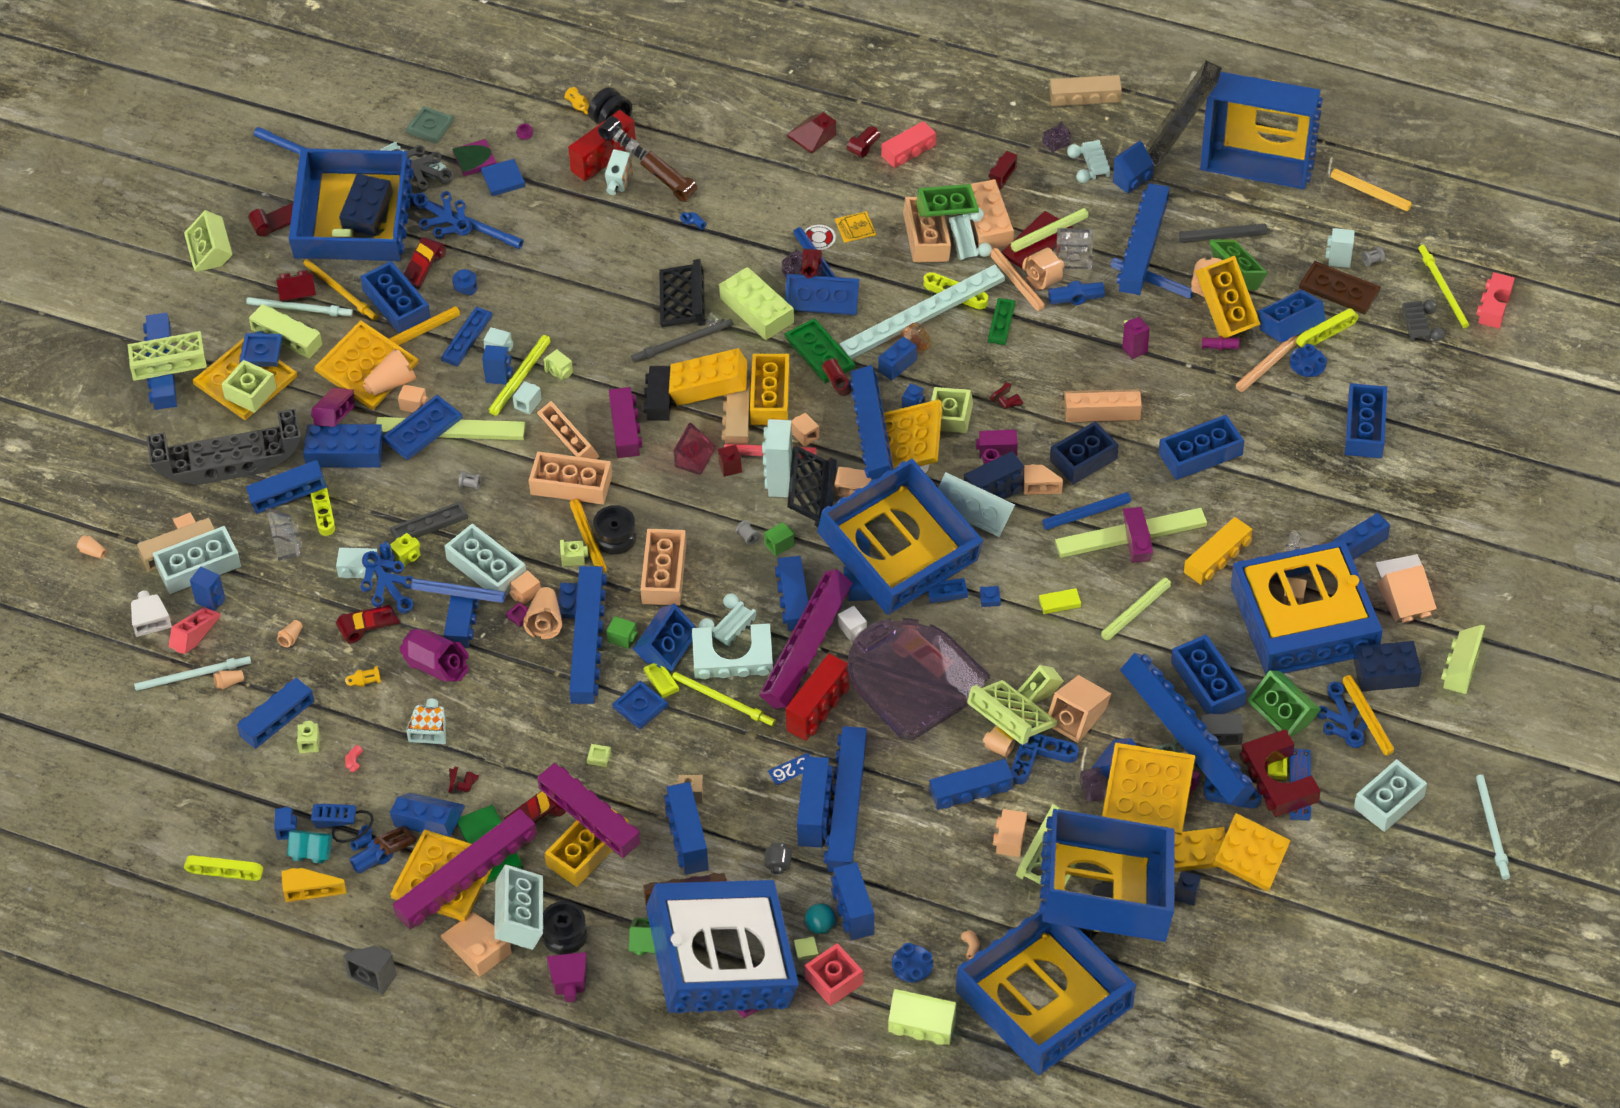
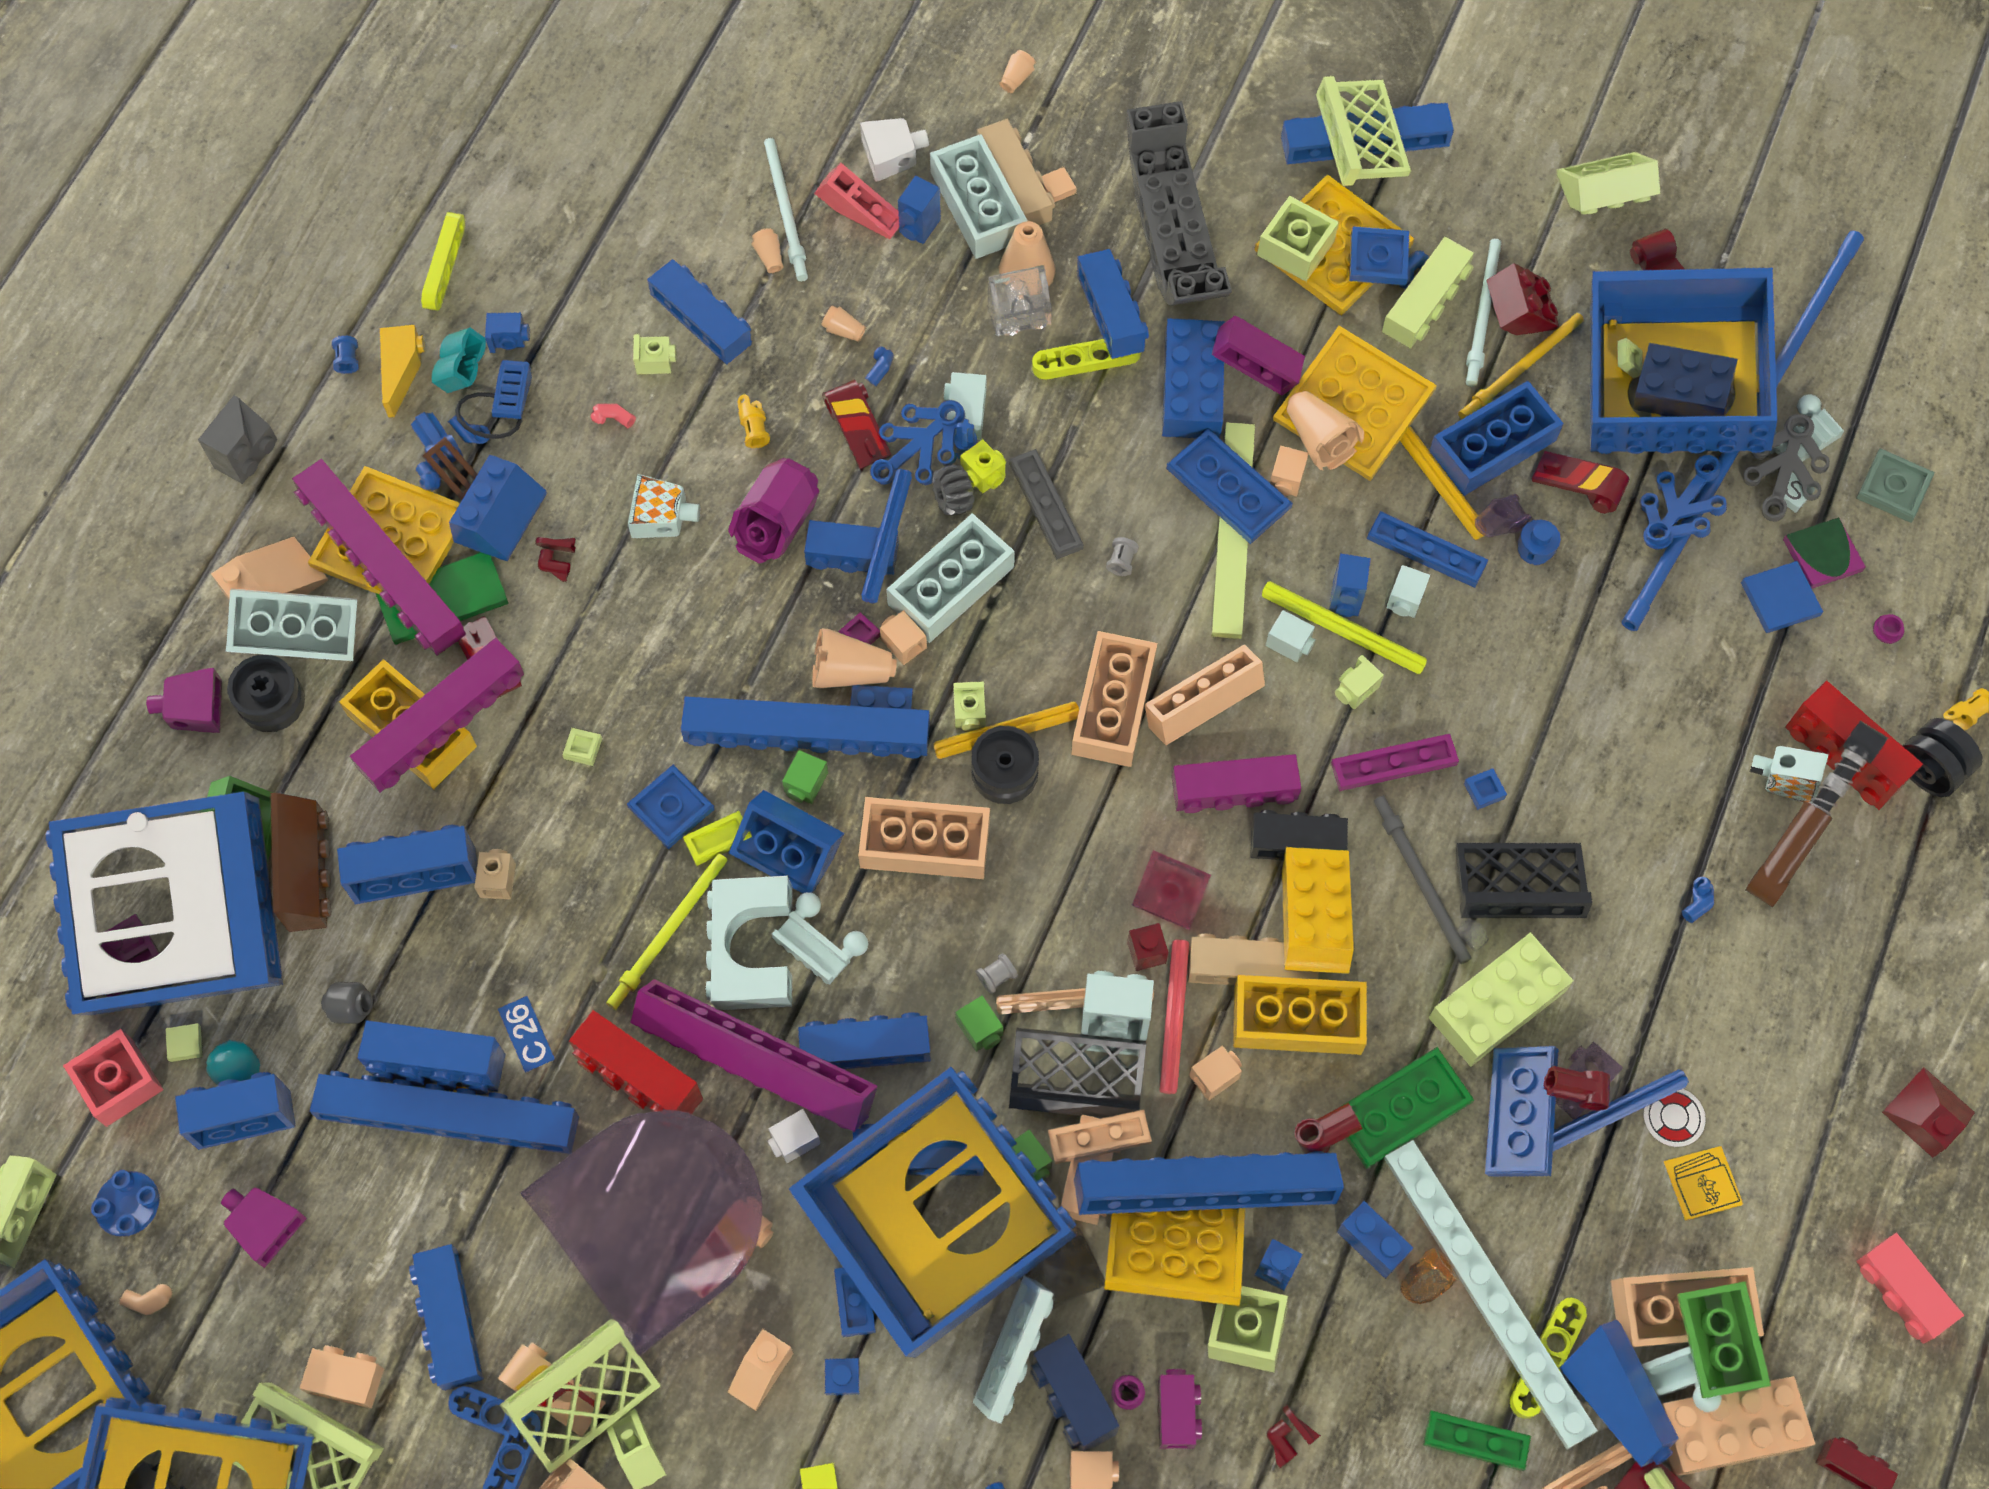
camera: 90 degrees right, 15 degrees up
(249, 532) = (1027, 250): none -> light nougat cone
(293, 923) = (345, 354): none -> blue bush
(322, 610) = (879, 370): none -> blue arm
(402, 854) = (429, 478): none -> blue arm
(422, 563) = (953, 490): none -> dark grey gear
(448, 297) = (1502, 517): none -> clear purple piece
(609, 350) = (1394, 762): none -> magenta plate
(626, 309) = (1485, 788): none -> blue plate
(760, 493) = (1041, 1001): none -> light nougat axle
(847, 471) = (1099, 1136): none -> light nougat tile
(861, 145) = (1901, 1198): dark red piece -> none
(921, 886) = (260, 1223): none -> magenta torso
(972, 255) = (1621, 1394): none -> blue slope
(989, 630) = (760, 1369): none -> light nougat slope

